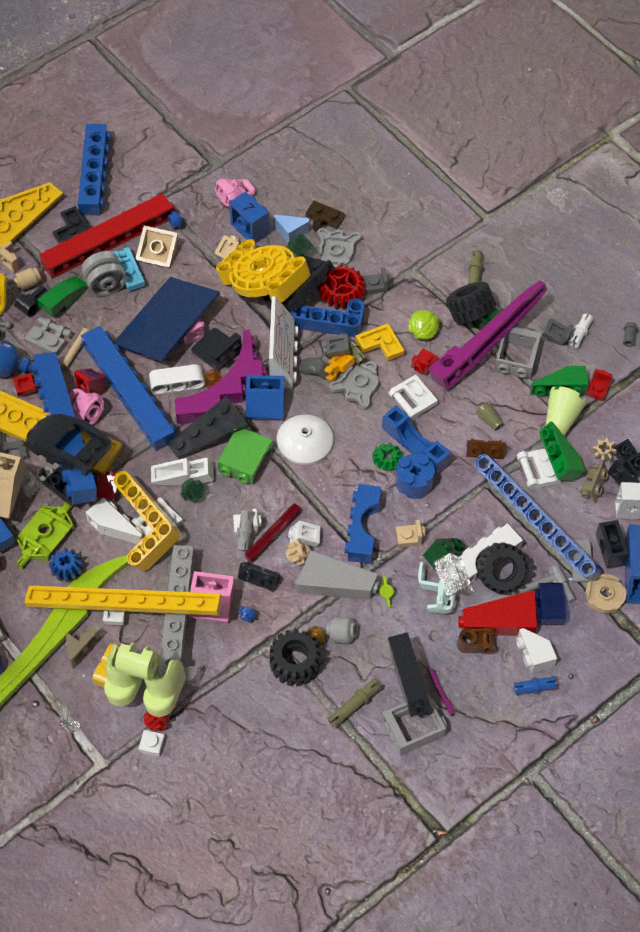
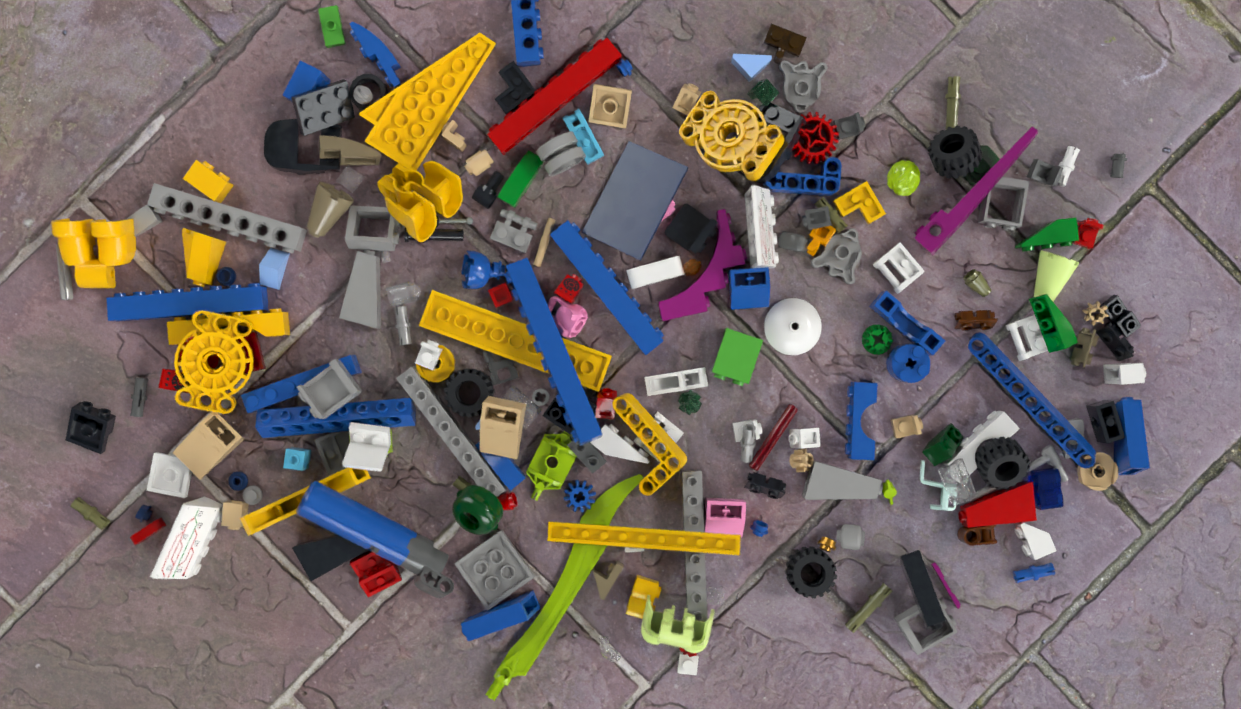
camera: 10 degrees left, 30 degrees up
(53, 428) = (544, 377): black slope -> none
(81, 524) = (588, 455): none -> dark grey hinge
(212, 425) = (704, 329): black wing -> none
(230, 189) = (682, 22): bright pink piece -> none
(249, 217) = (707, 61): blue brick -> none
(423, 361) = (906, 222): red bracket -> none

